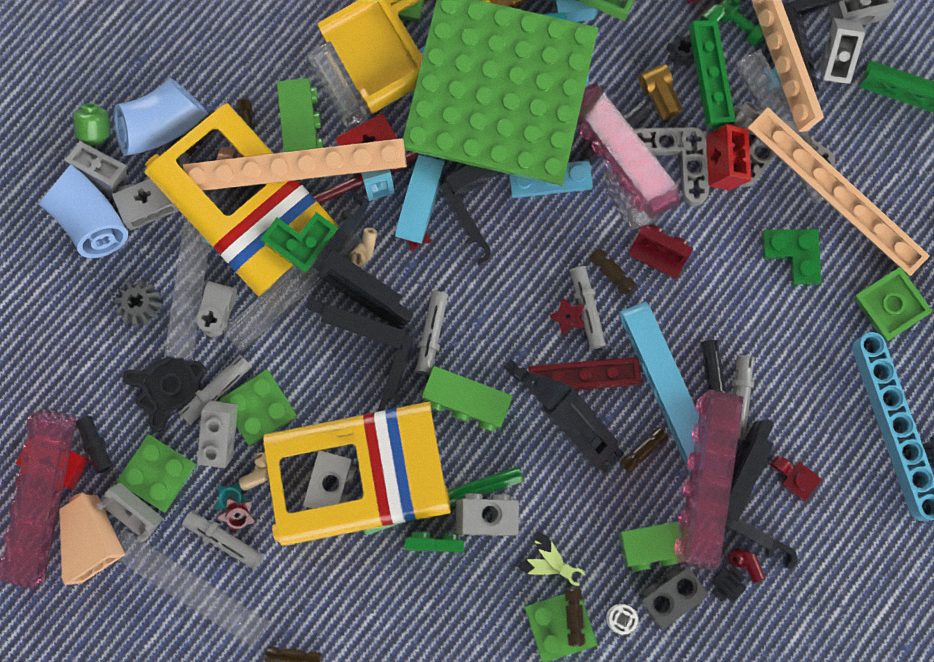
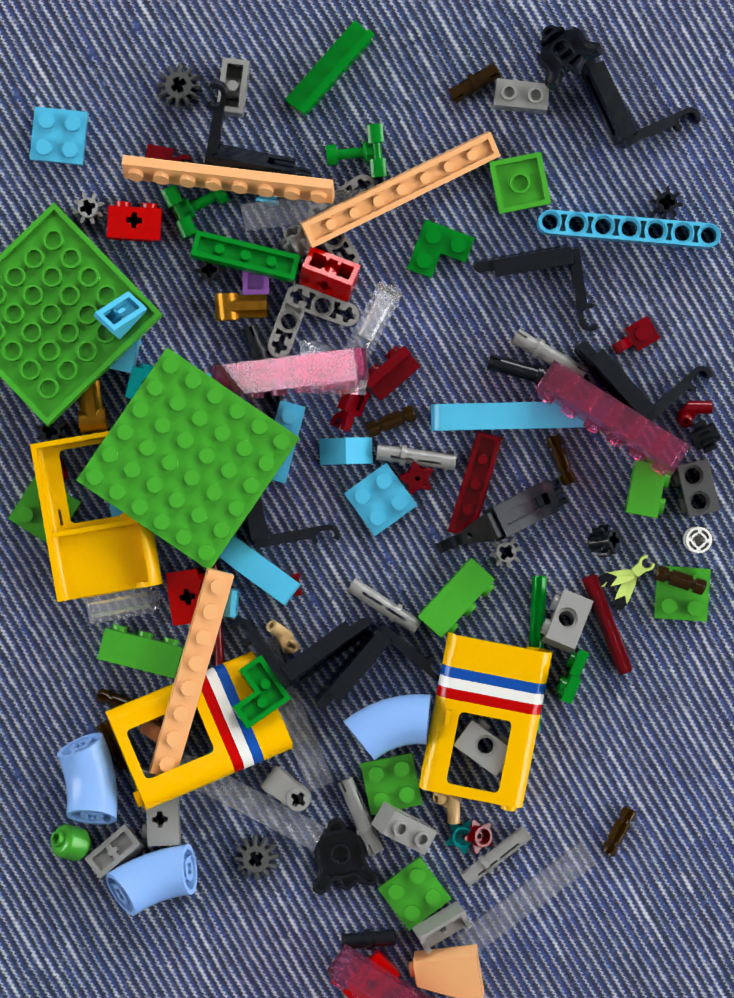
camera: 75 degrees left, 10 degrees up
(318, 382) = (391, 723): none -> light blue brick
(499, 561) = (607, 624): none -> dark red axle
(533, 290) = (380, 499): none -> medium azure plate
(538, 425) = (513, 550): none -> light grey gear
(566, 240) = (346, 451): none -> medium azure slope
(582, 523) = (603, 540): none -> black gear
(612, 227) = (351, 406): none -> dark red plate
(689, 96) = (255, 284): none -> medium lavender plate
(702, 216) = (375, 318): none -> clear slope
(829, 350) = (544, 259): none -> black hinge
(842, 50) = (270, 127): light grey brick -> none
(857, 153) = (370, 152): none -> green bar

